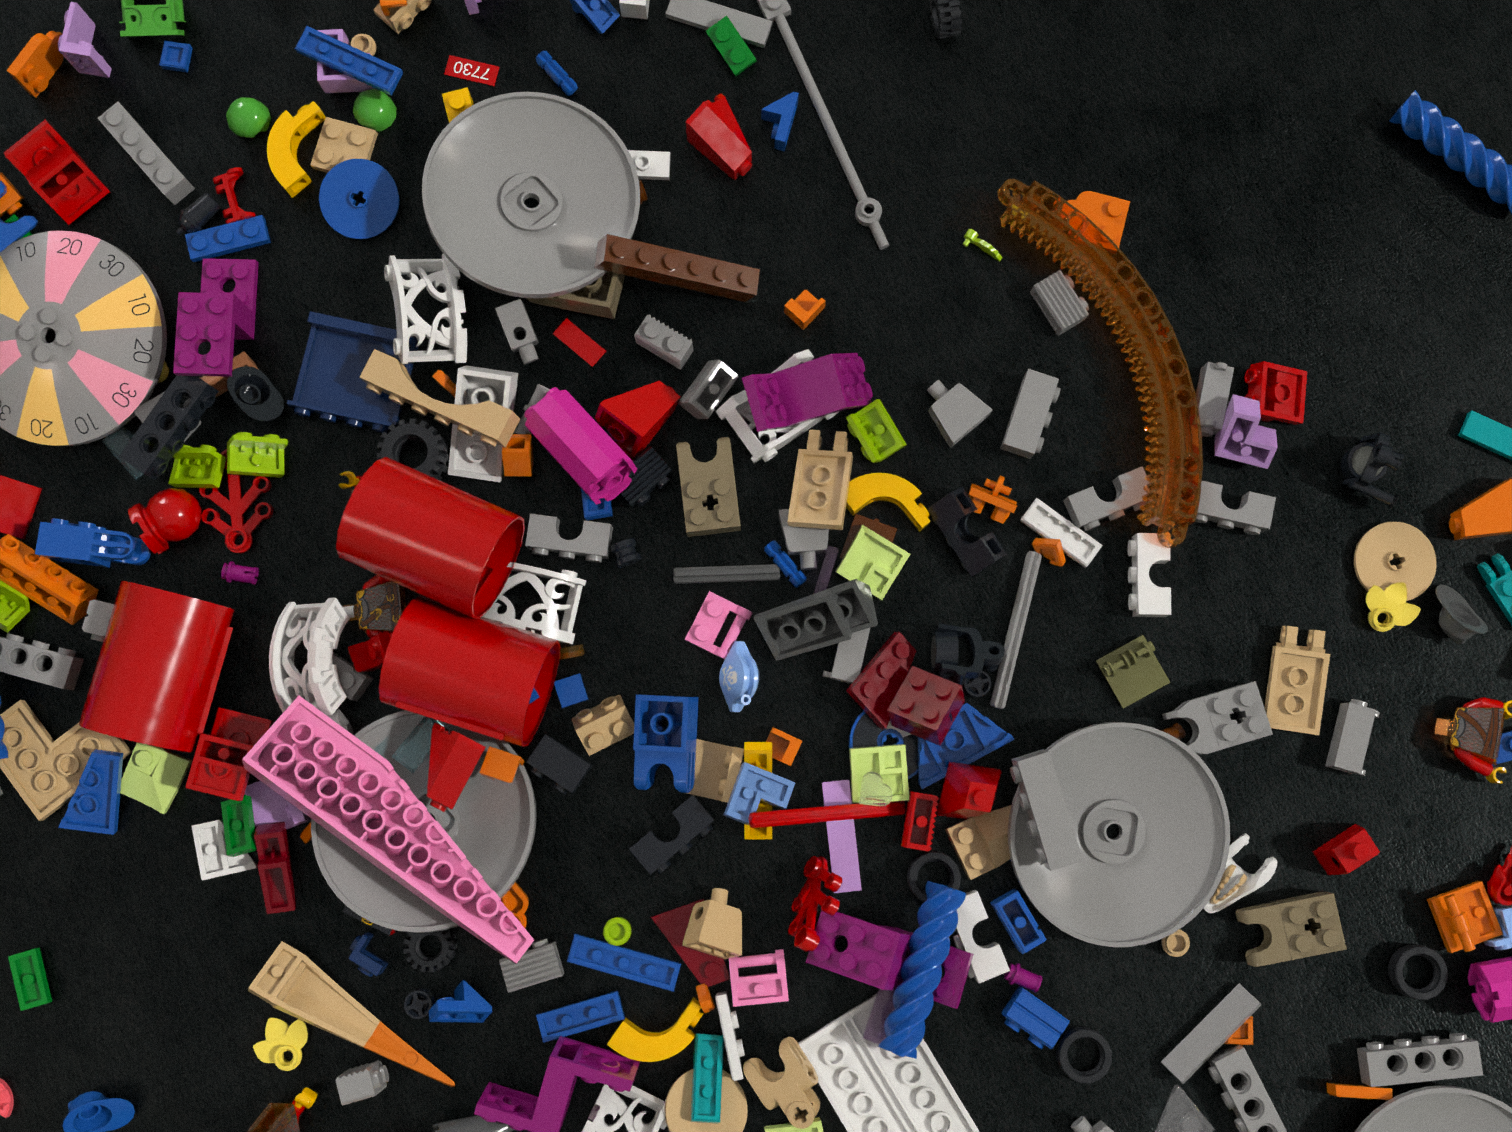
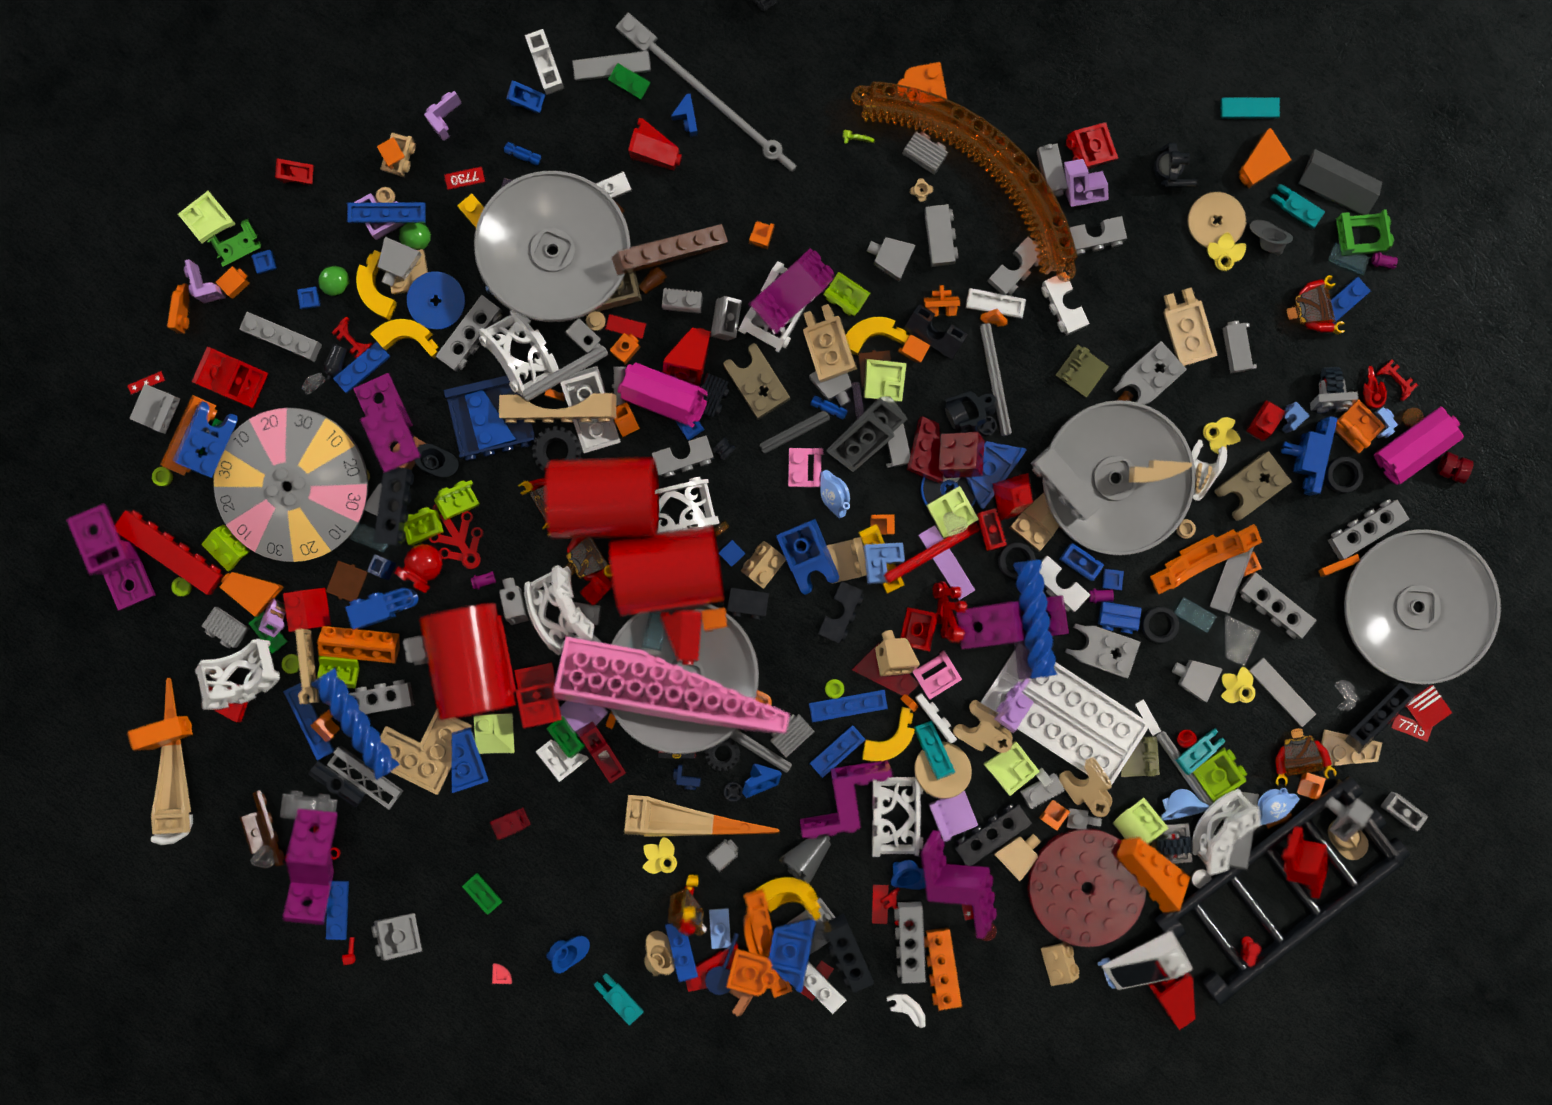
camera: 30 degrees left, 5 degrees up
(71, 493) = (346, 581): none -> reddish brown piece
(107, 904) = (510, 823): none -> dark red torso
(122, 496) = (381, 567): none -> dark blue slope
(124, 61) = (233, 282): none -> orange brick
(155, 228) = (313, 382): none -> clear tile
(207, 124) = (308, 298): none -> blue tile
(259, 619) = (515, 609): none -> light grey torso
(292, 212) = (399, 329): none -> yellow arch
(333, 126) = (397, 261): none -> light grey torso
(342, 385) = (486, 423): none -> blue wing
(365, 255) = (458, 337): none -> light grey brick
(468, 360) = (564, 373): none -> light grey axle
(483, 968) = (761, 751): none -> light grey axle
(544, 317) = (595, 321): none -> tan plate
(564, 367) = (625, 347): none -> orange brick
(641, 299) = (653, 279): none -> reddish brown cone
(764, 906) = (919, 628): none -> red slope
(839, 1075) = (1015, 707): none -> lavender bracket
(929, 540) = (914, 349): none -> orange panel
(988, 1047) = (1098, 650): none -> light grey brick
(1036, 340) = (926, 190): none -> tan plate
(1048, 963) = (1112, 579): none -> blue tile
(1136, 1064) = (1195, 615): none -> clear light blue tile
(1174, 849) = (1157, 471): none -> tan slope
(1185, 990) = (1204, 555): none -> orange piece
(1281, 842) = (1224, 433): none -> light yellow plate
(1387, 864) = (1294, 416): none -> medium blue hinge
(1391, 927) = (1313, 454): none -> blue brick
(1453, 856) = (1333, 392): none -> light grey plate

